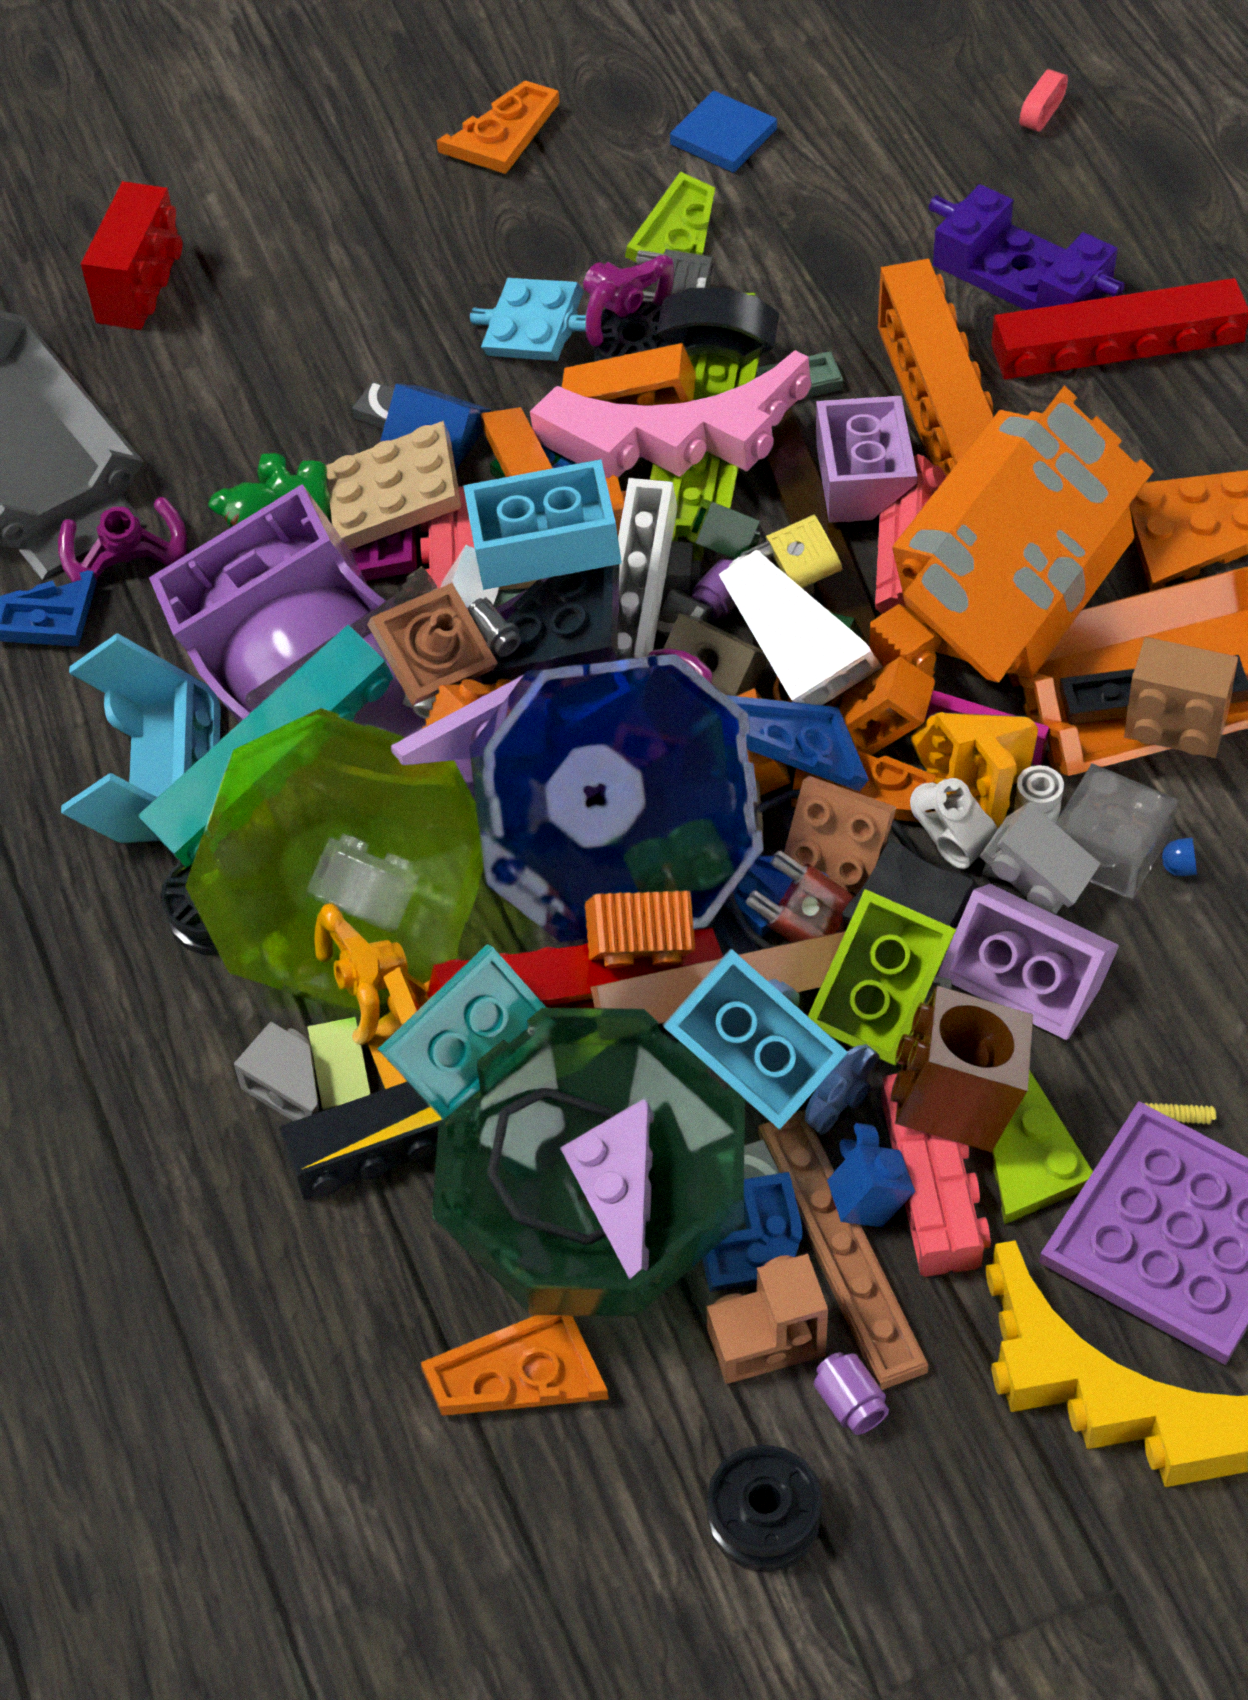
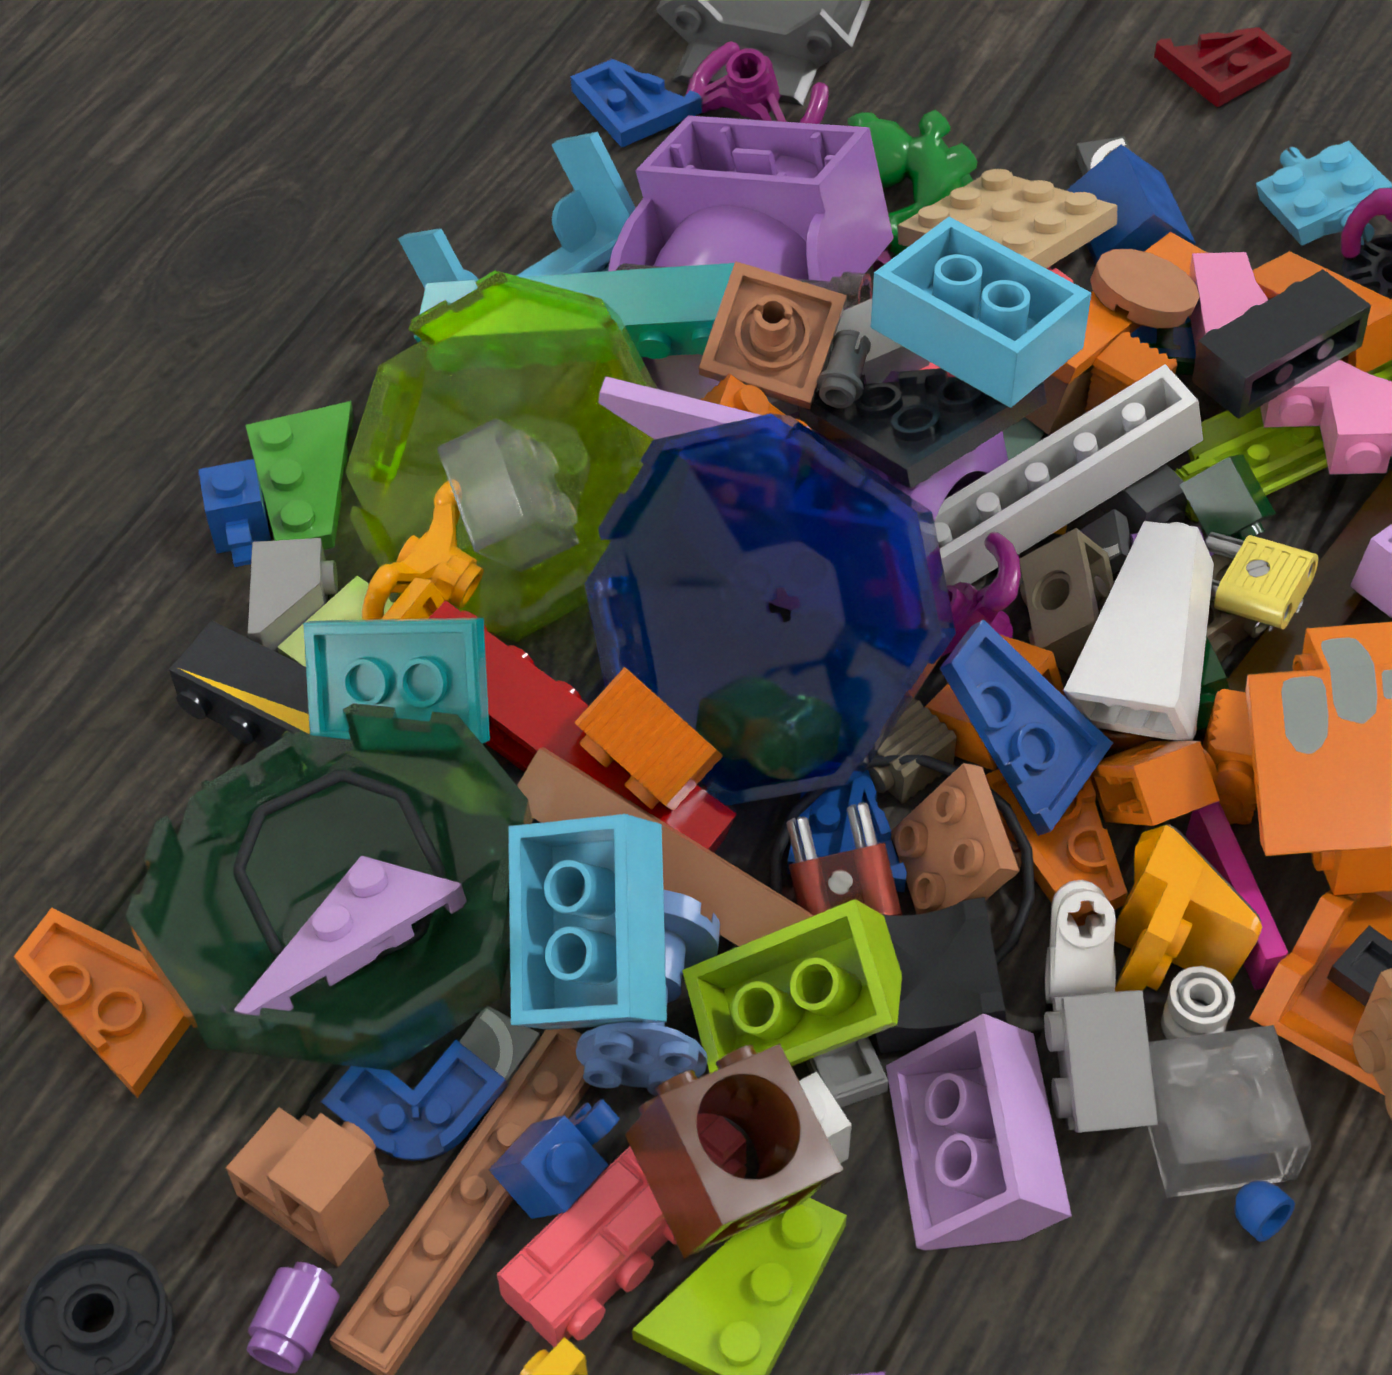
camera: 50 degrees right, 0 degrees up
(179, 1010) = (302, 470): none -> bright green wing
(183, 1063) = (234, 508): none -> blue brick
(366, 290) = (1225, 64): none -> dark red wing
(534, 449) = (1146, 286): none -> nougat tile
(656, 417) = (1280, 343): none -> black brick

